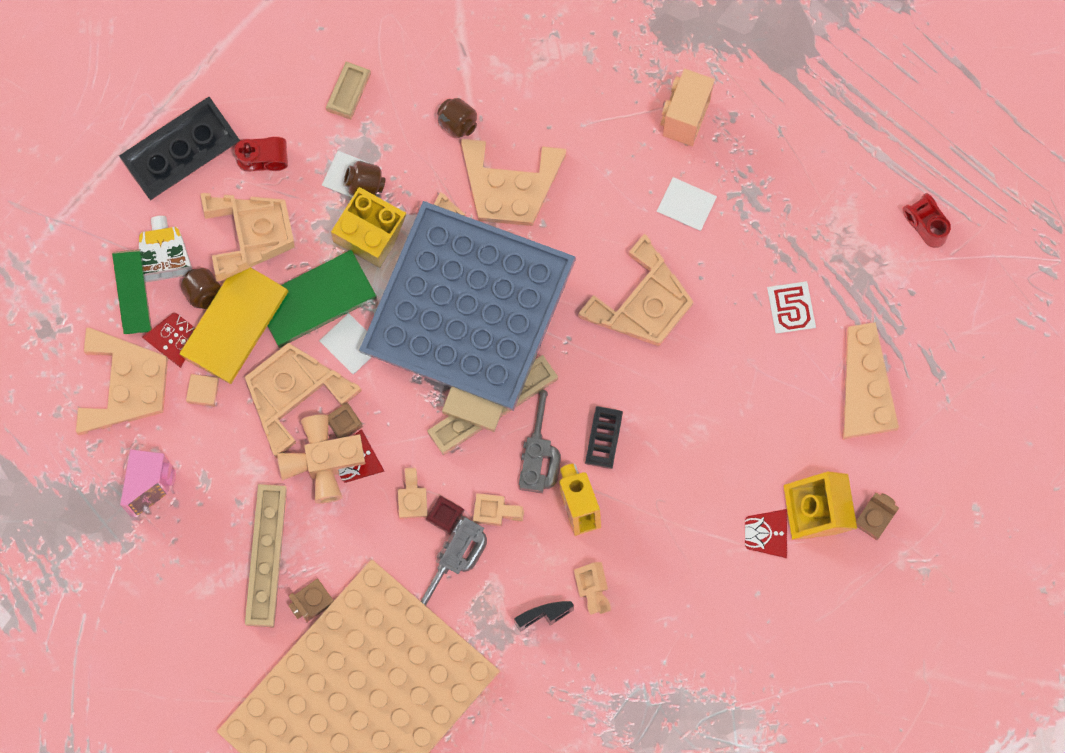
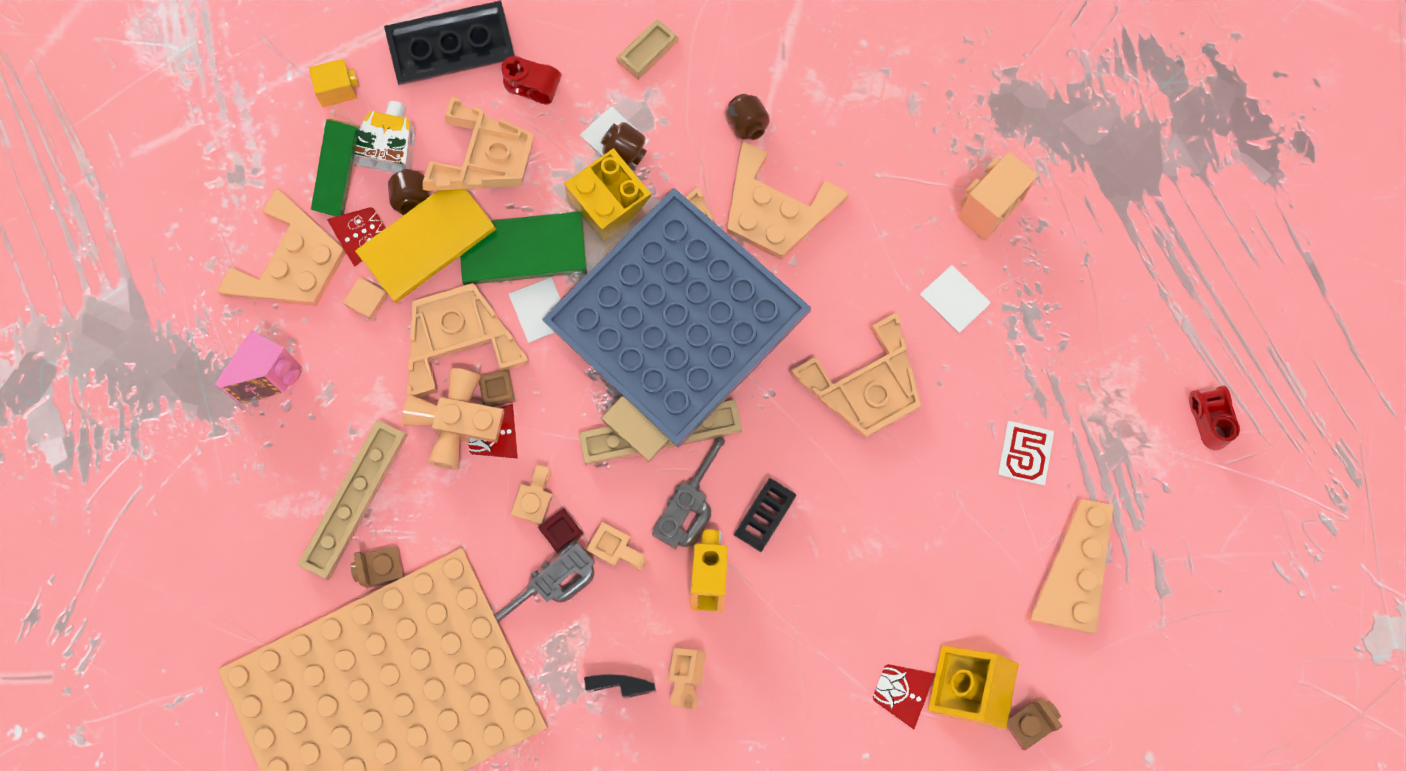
camera: 20 degrees right, 0 degrees up
(96, 219) = (333, 82): none -> yellow brick

